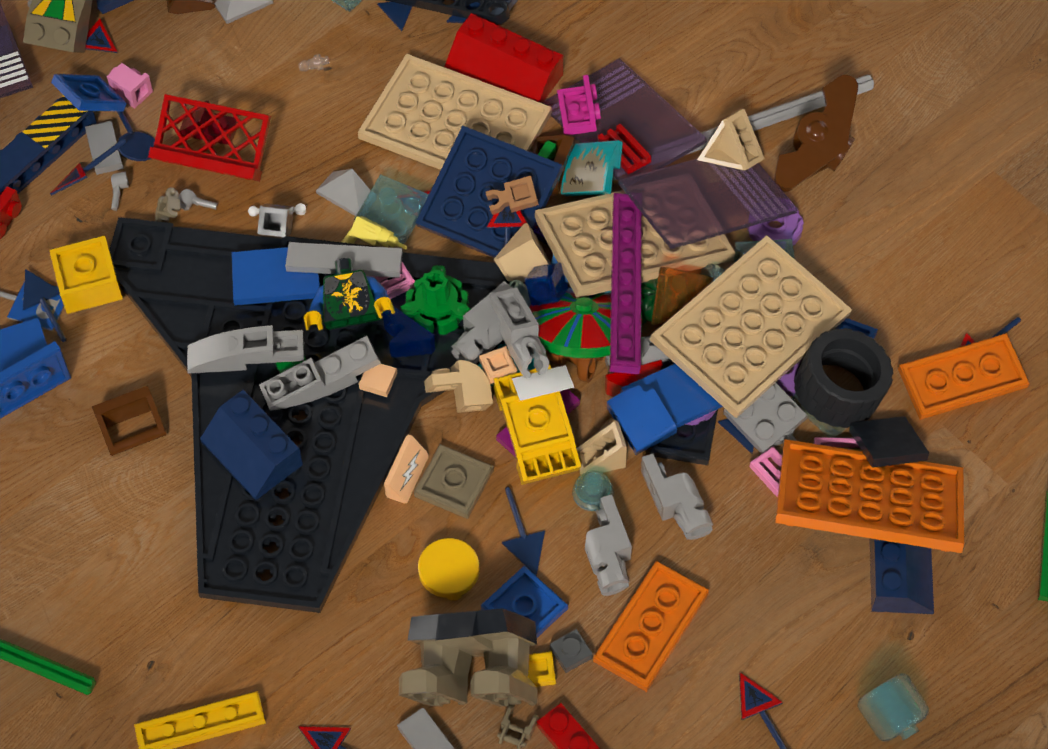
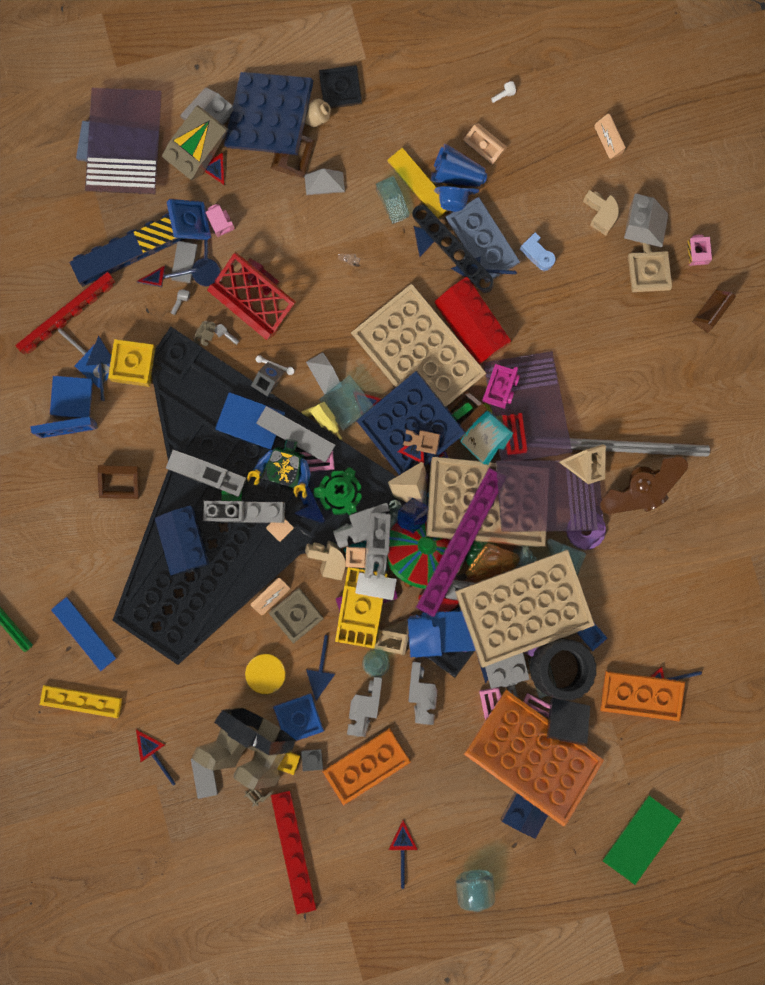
camera: 25 degrees right, 25 degrees up
(165, 632) = (83, 634): none -> blue tile

